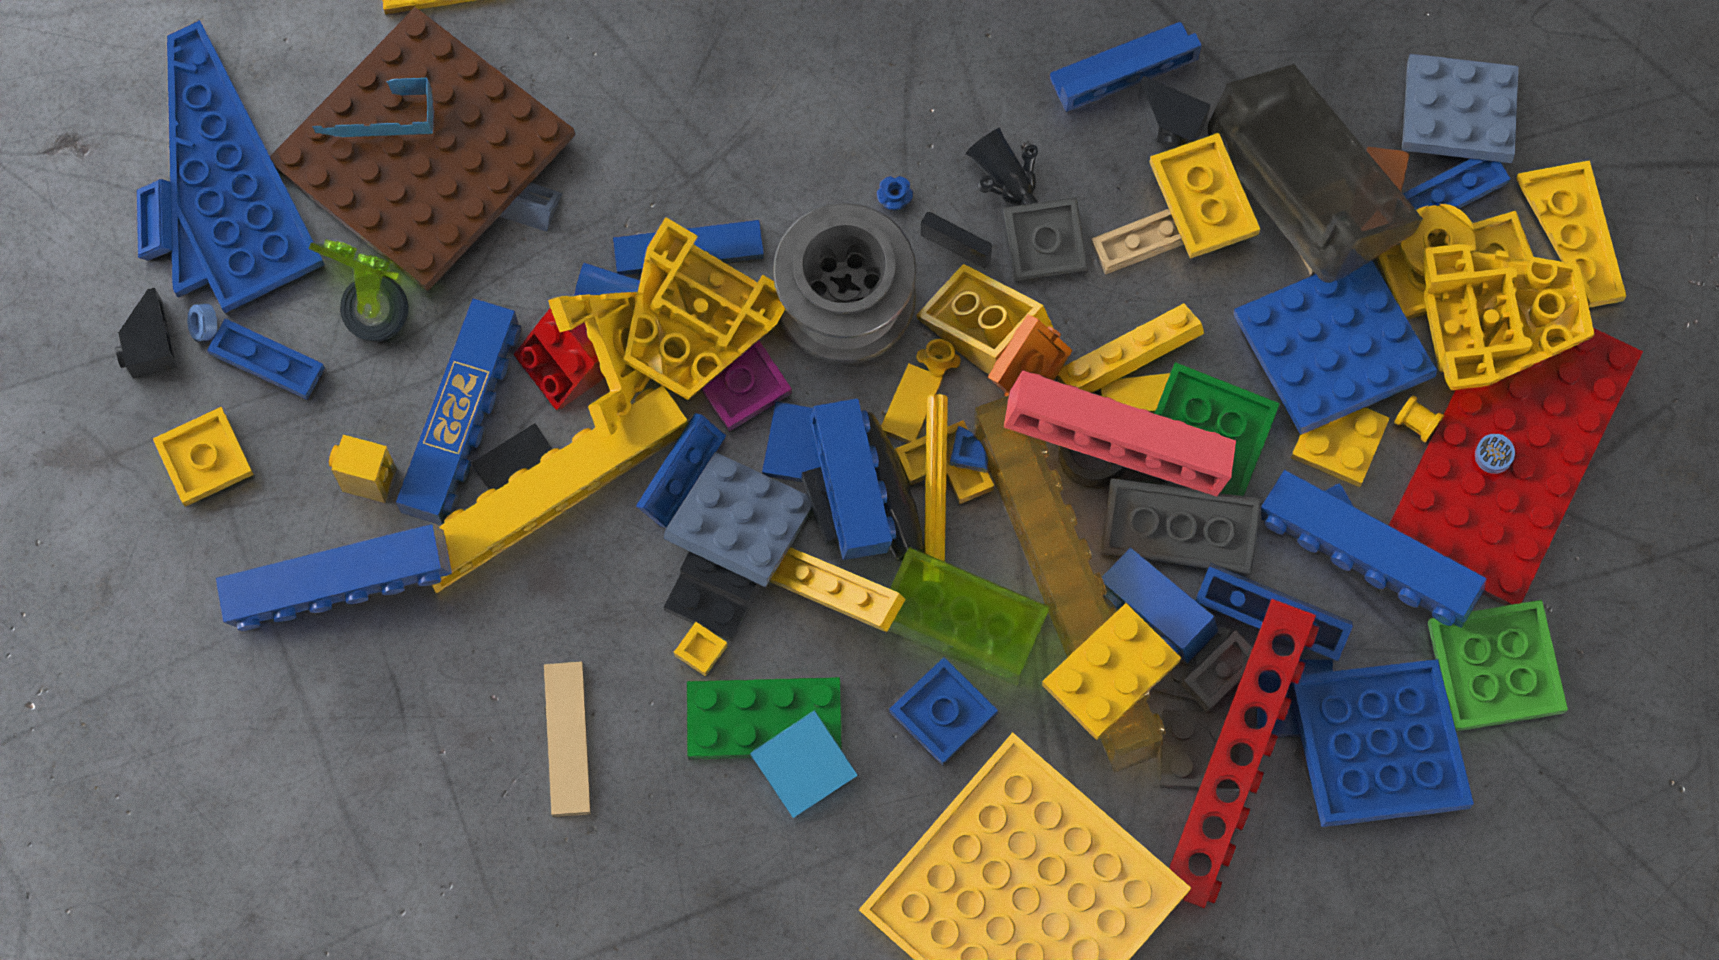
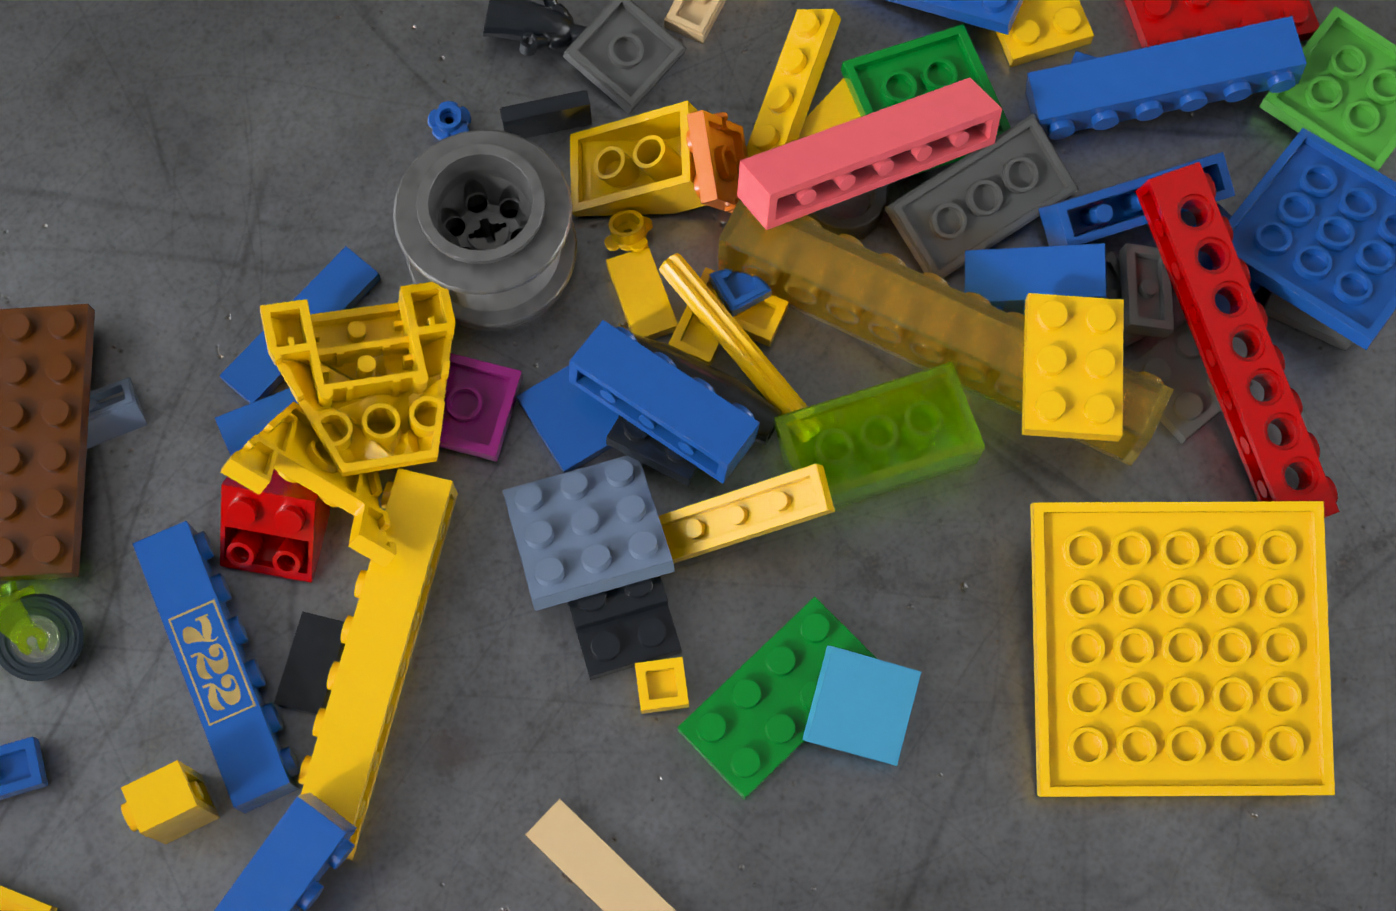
camera: 45 degrees left, 0 degrees up
(680, 470) = (487, 535): blue tile -> none
(943, 711) = (937, 543): blue plate -> none

